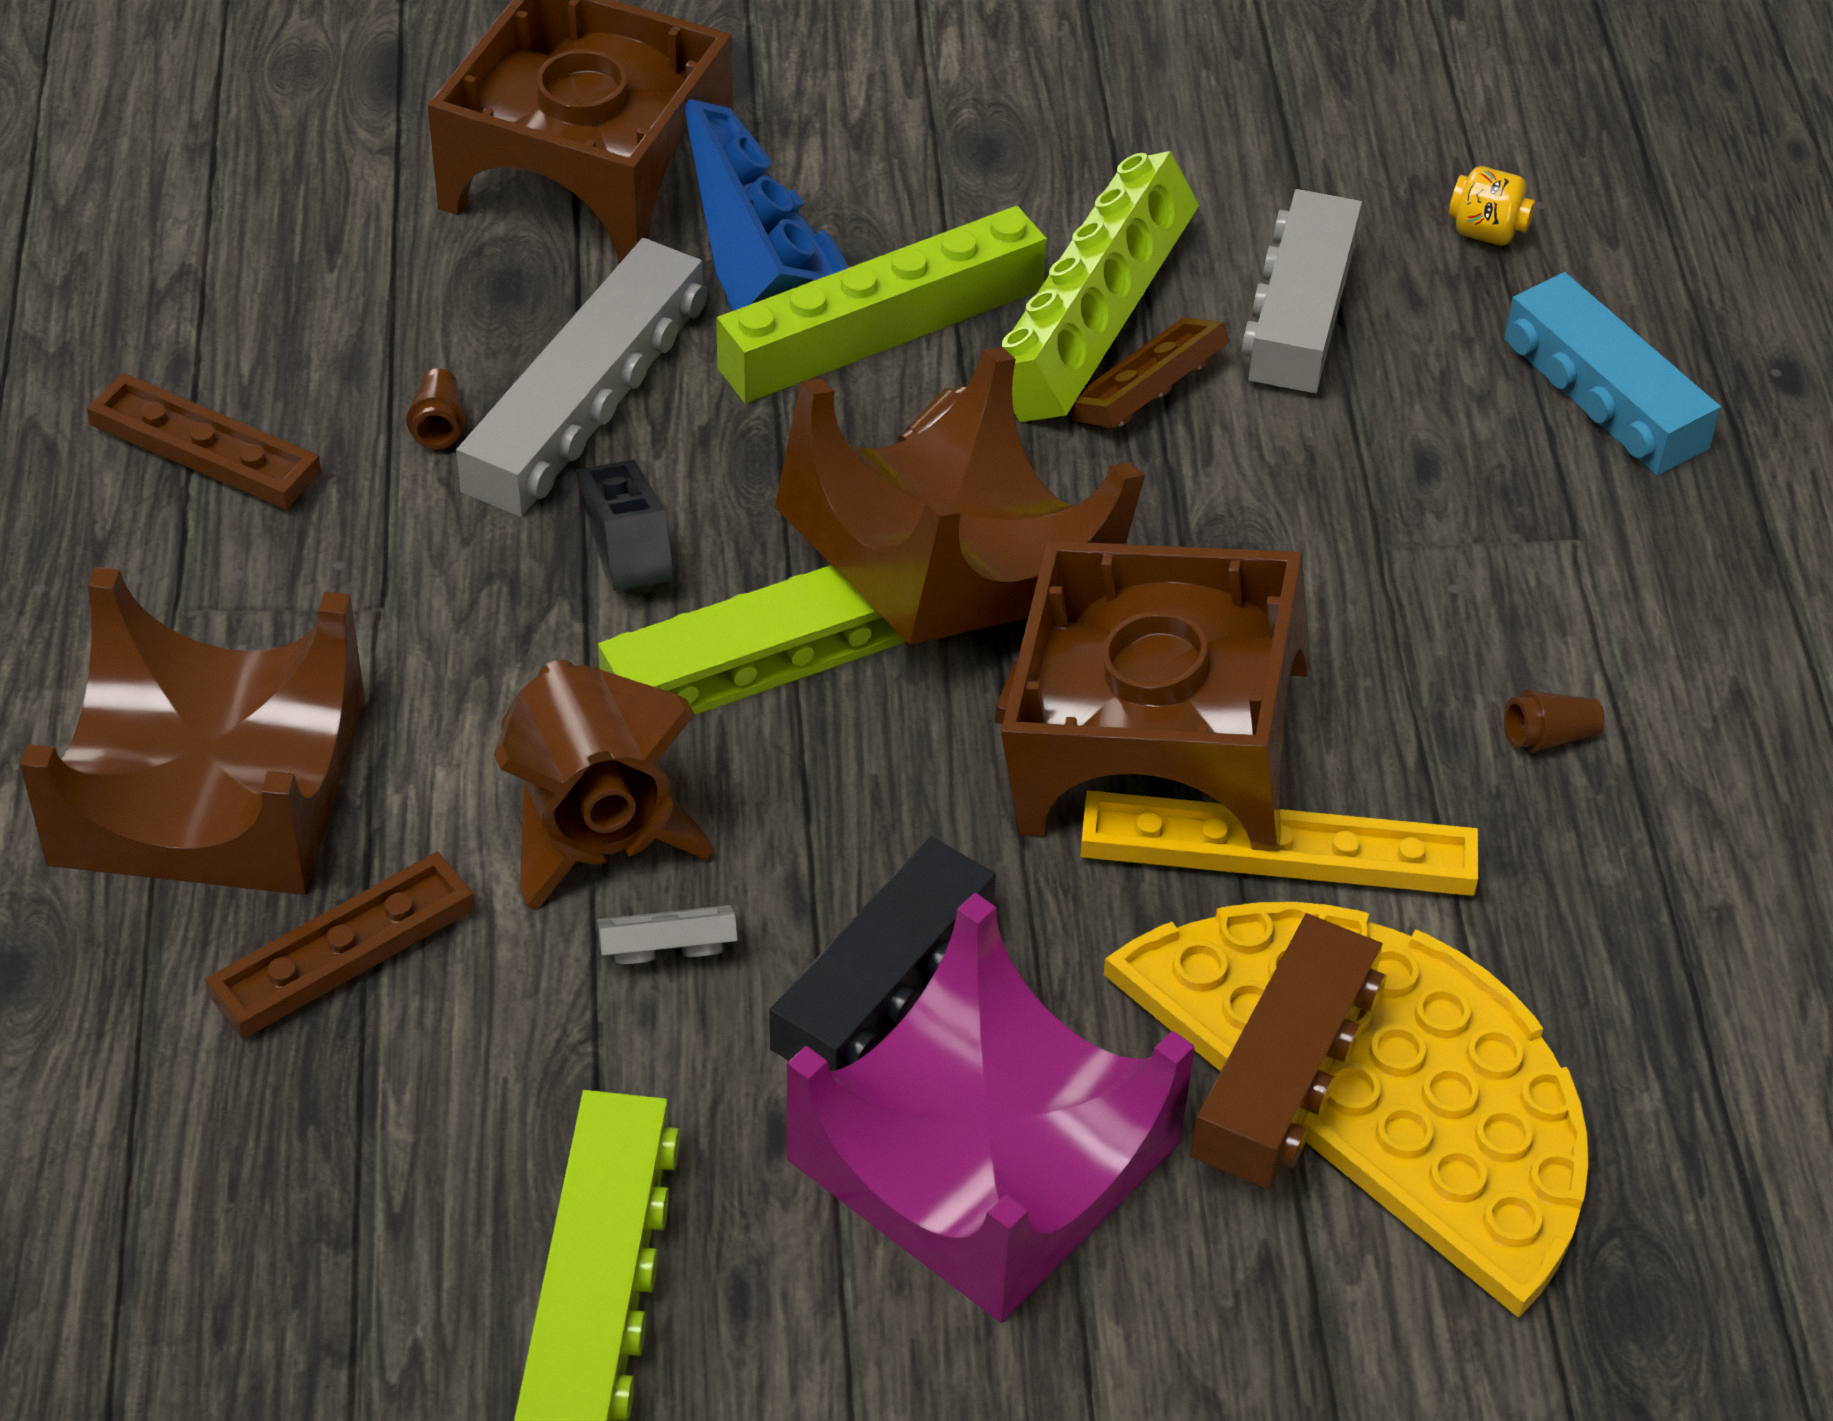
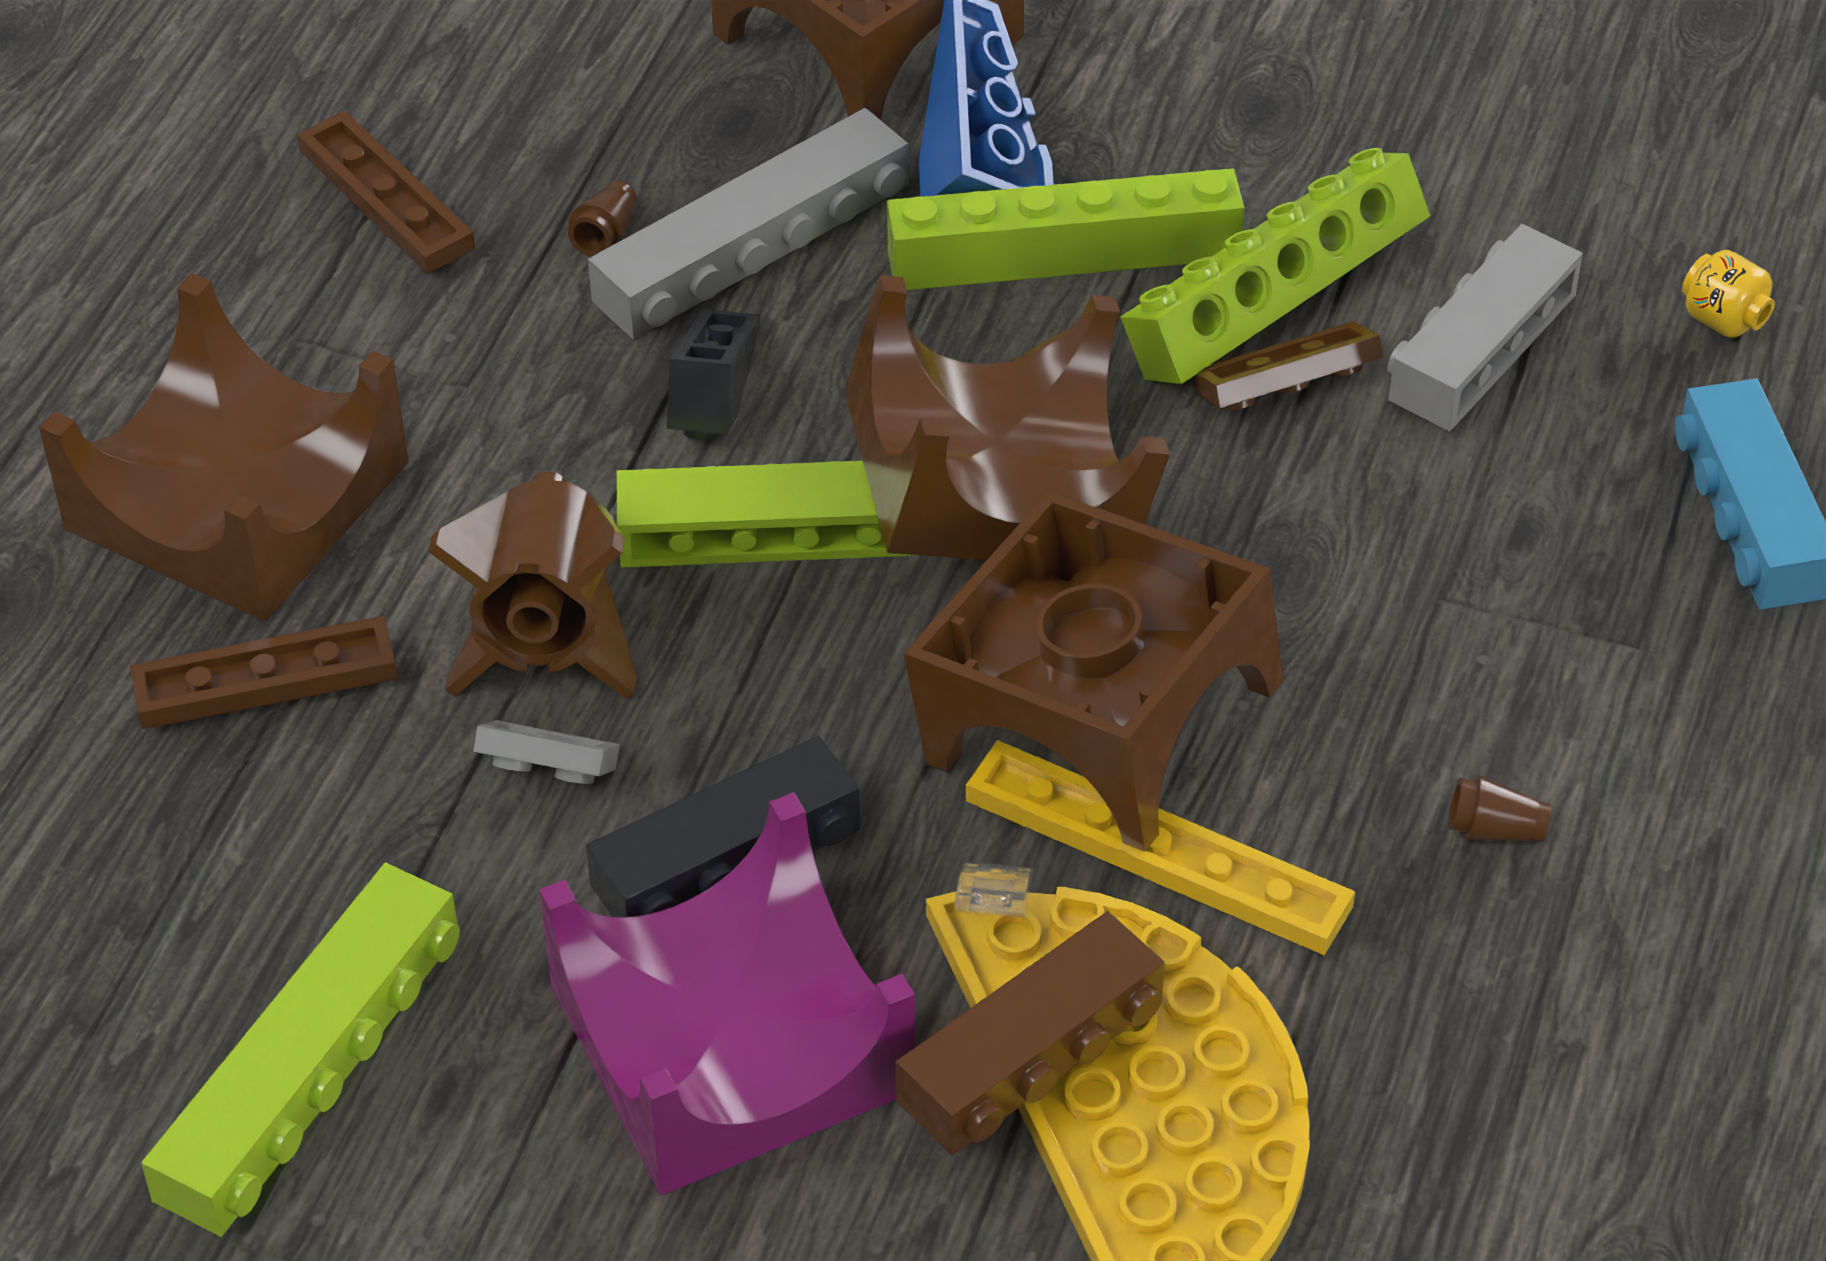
camera: 25 degrees right, 0 degrees up
(1168, 927) = (994, 889): none -> clear slope

